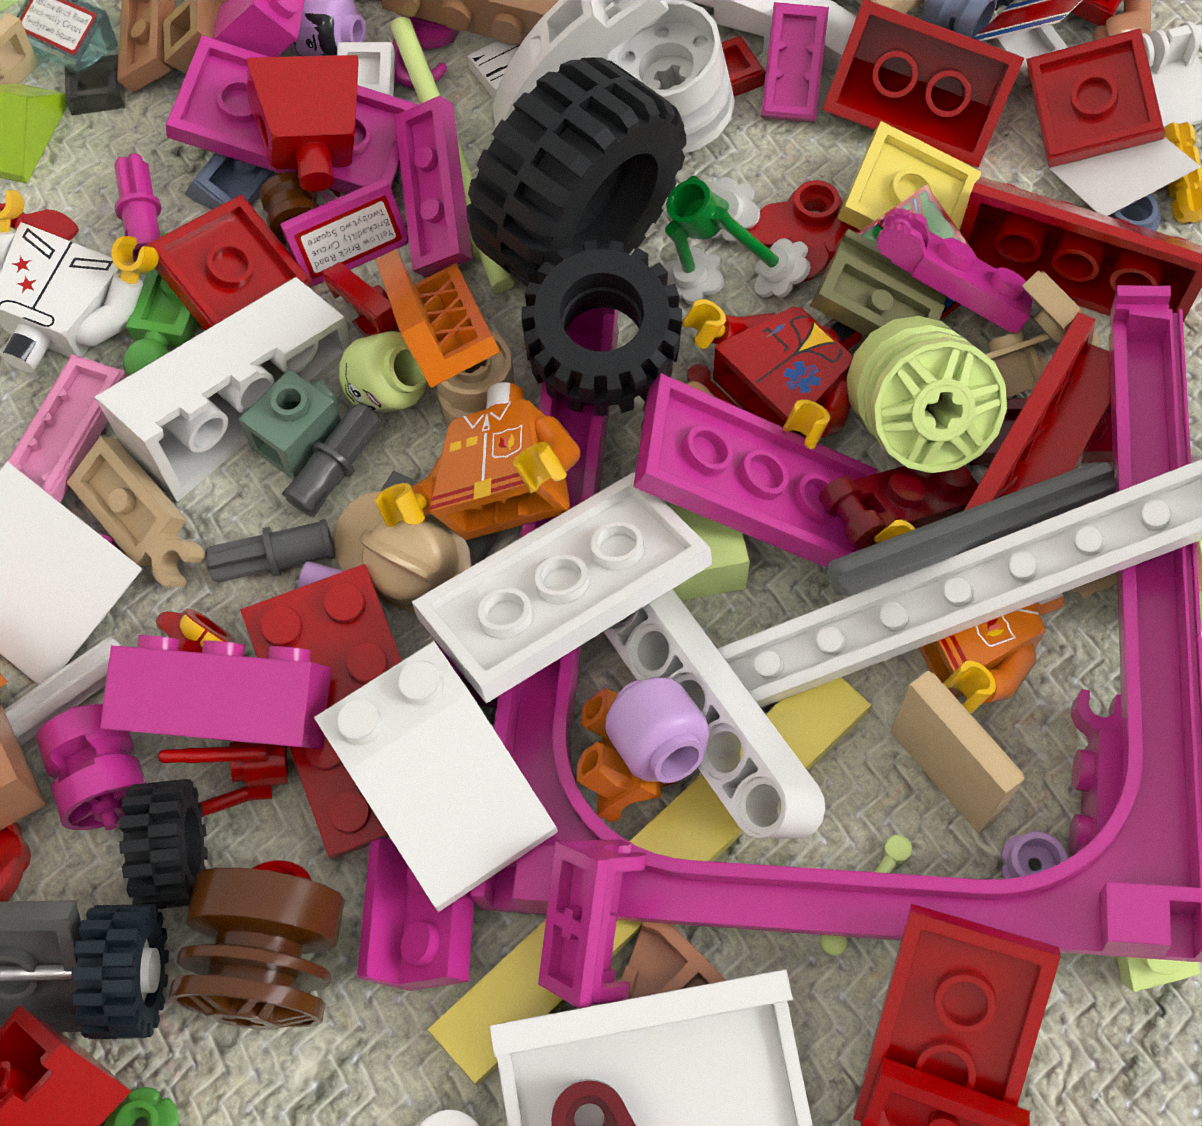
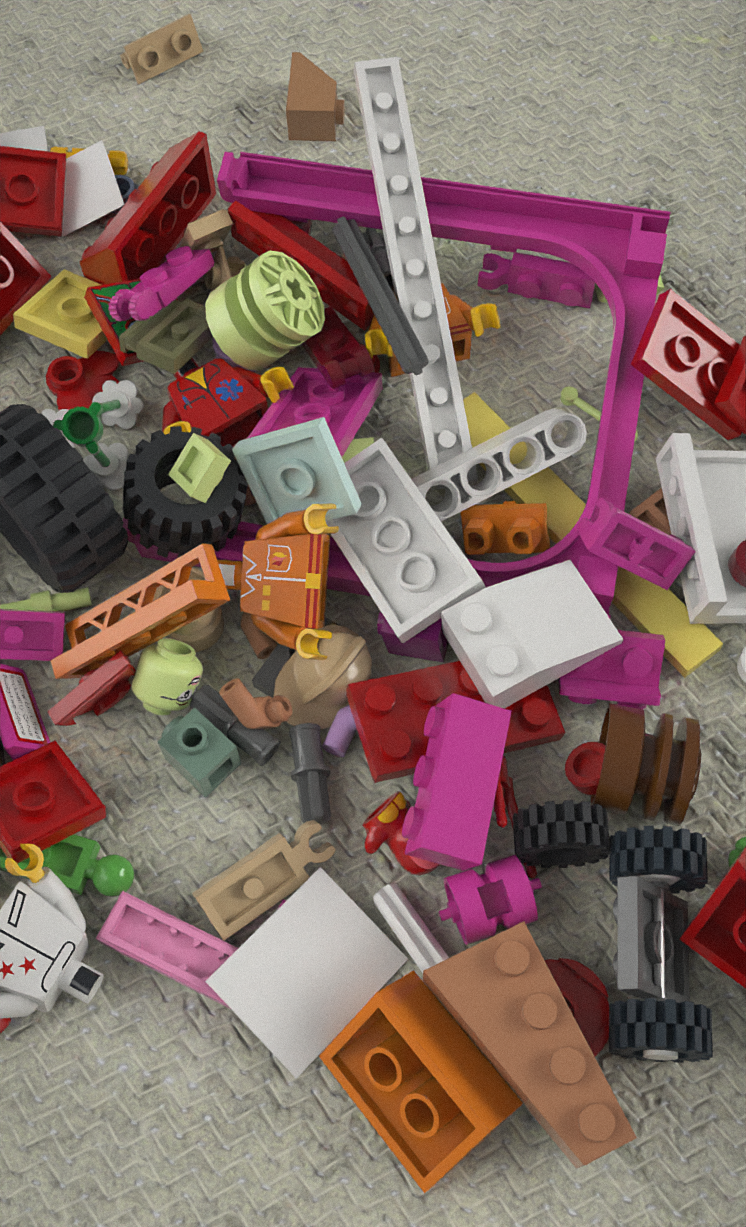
camera: 85 degrees left, 0 degrees up
(187, 405) = (155, 797): white wedge -> none
(334, 467) = (255, 711): none -> nougat arm
(607, 320) = (199, 468): none -> yellowish green plate
(622, 442) = (297, 469): none -> light aqua plate
(657, 730) = (509, 487): lavender head -> none
(955, 752) = (523, 339): tan tile -> none
(1031, 846) = (587, 314): lavender plate -> none

